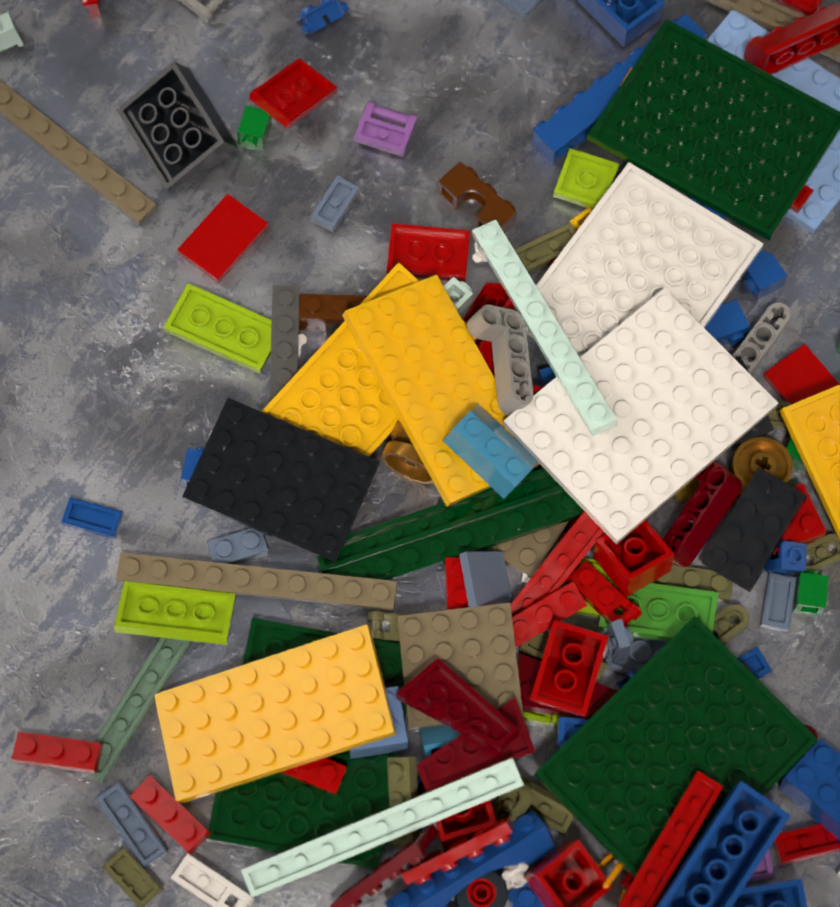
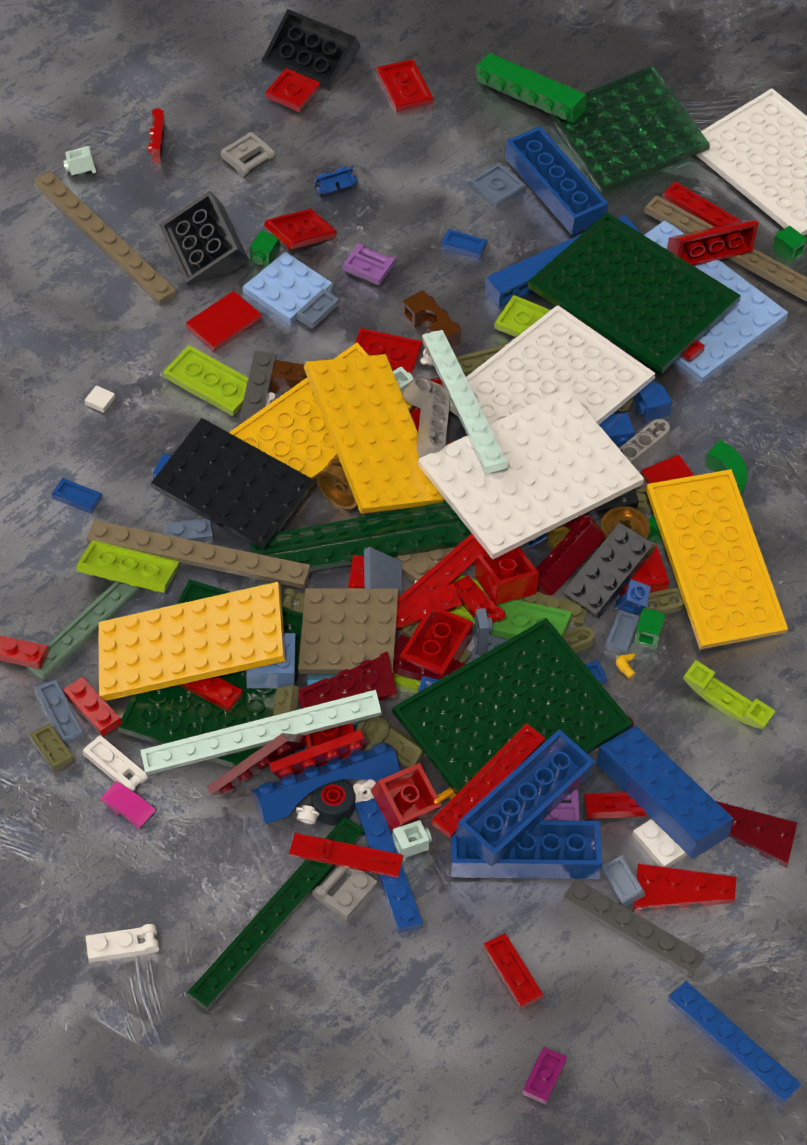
camera: 10 degrees right, 15 degrees down
(93, 375) = (99, 399): none -> white tile
(291, 176) = (286, 286): none -> light blue plate
(454, 703) = (340, 649): dark red wing -> none
(490, 451) = (401, 477): dark azure slope -> none
(495, 79) = (464, 243): none -> blue tile
(785, 646) = (623, 666): none -> yellow animal

